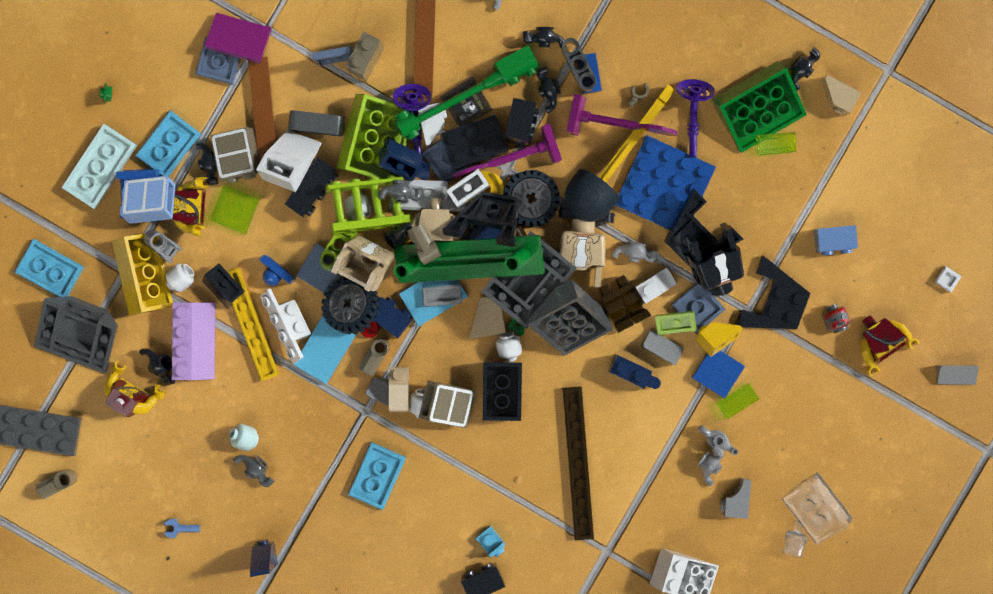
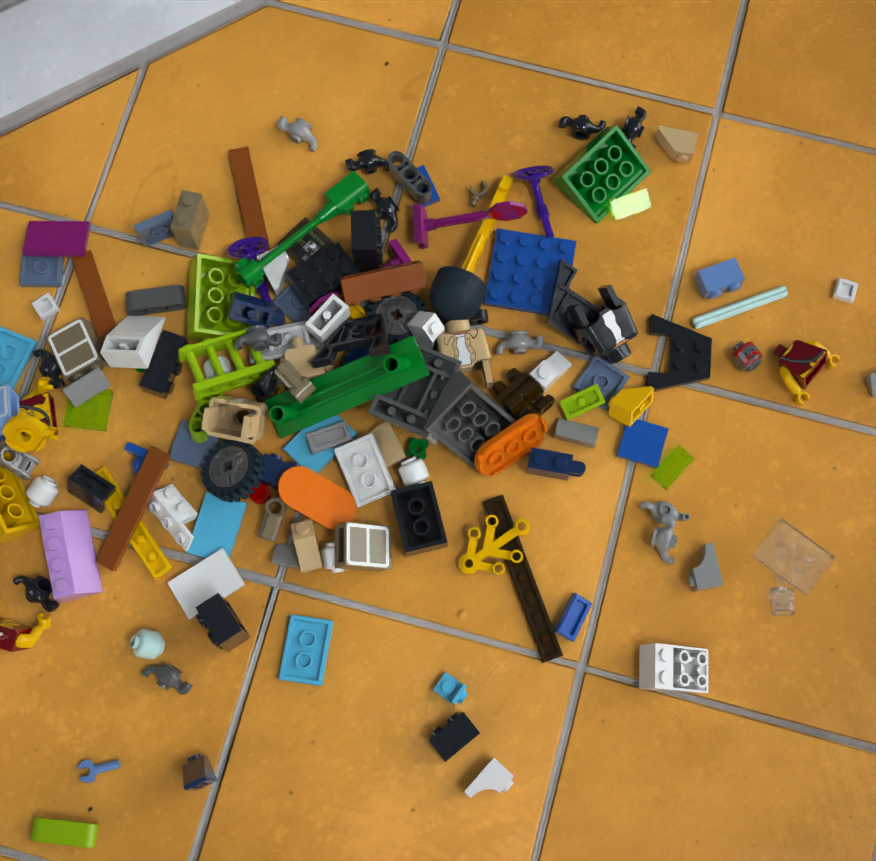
camera: 15 degrees left, 15 degrees down
(143, 573) = (64, 832): none -> lime beam
(174, 227) = (24, 423): none -> yellow plate
(215, 101) = (45, 306): none -> white tile
(237, 193) = (86, 387): none -> light grey slope
(256, 315) = (133, 508): none -> dark orange tile
(305, 397) = (204, 580): none -> white tile
(311, 440) = (222, 622): none -> black brick
(418, 349) = (316, 497): none -> orange tile
(466, 334) = (365, 470): none -> white tile
(526, 167) = (383, 282): none -> dark orange brick
(553, 221) = (426, 328): none -> white slope
(557, 432) = (491, 547): none -> yellow plant
(600, 346) = (510, 445): none -> orange tile
(611, 509) = (573, 617): none -> blue tile
(754, 52) = (581, 126): none -> black piece
(846, 269) = (739, 307): none -> light aqua axle

